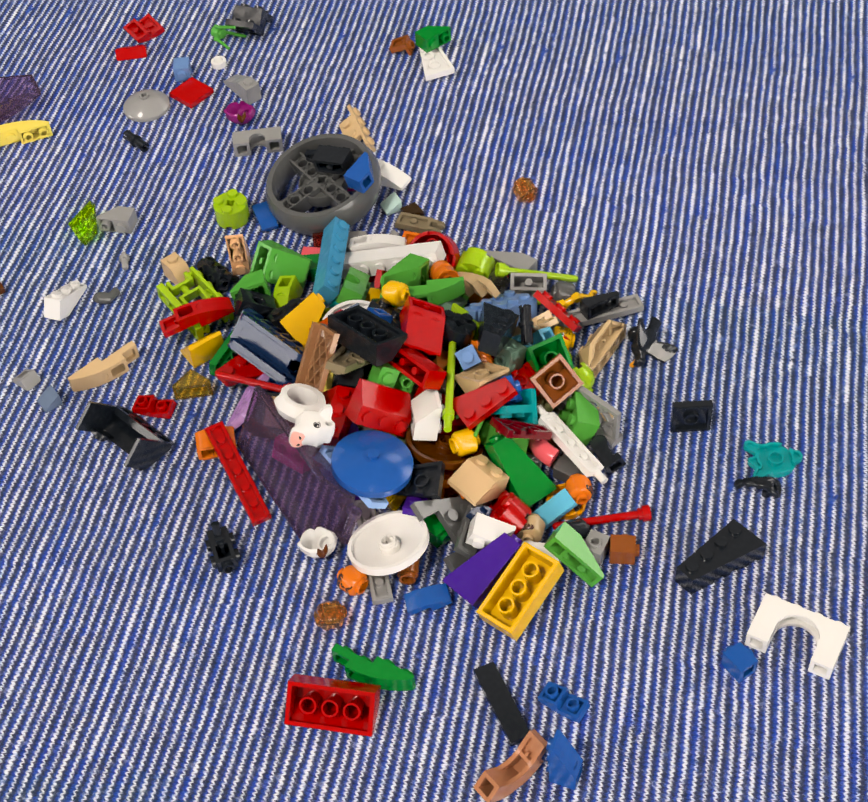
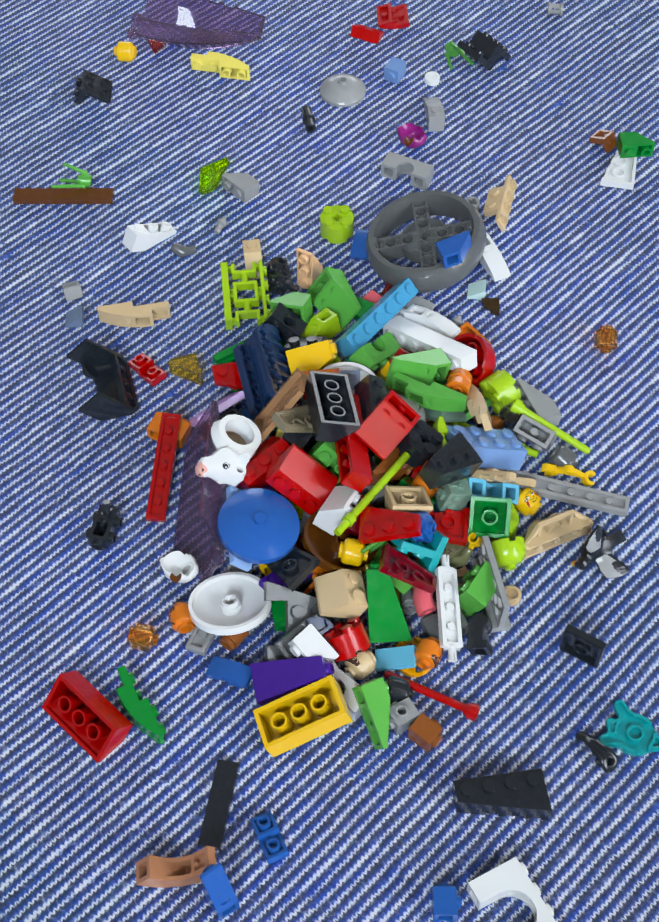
camera: 30 degrees right, 5 degrees up
(191, 92) = (388, 96): red tile -> none
(200, 311) = (231, 304): red slope -> none
(203, 349) = (220, 339): yellow slope -> none
(249, 381) = (229, 397): red piece -> none
(330, 159) = (439, 221): black hinge -> none
(381, 313) = (361, 394): blue slope -> none
(395, 292) = (394, 379): yellow head -> none
(418, 223) = (486, 322): dark tan hinge -> none
(468, 357) = (408, 476): medium blue brick -> none
(526, 324) = (483, 473): black pin -> none
(556, 381) = (472, 542): dark orange slope -> none
(558, 310) = (538, 471): red wing -> none
(598, 304) = (583, 489): black slope -> none

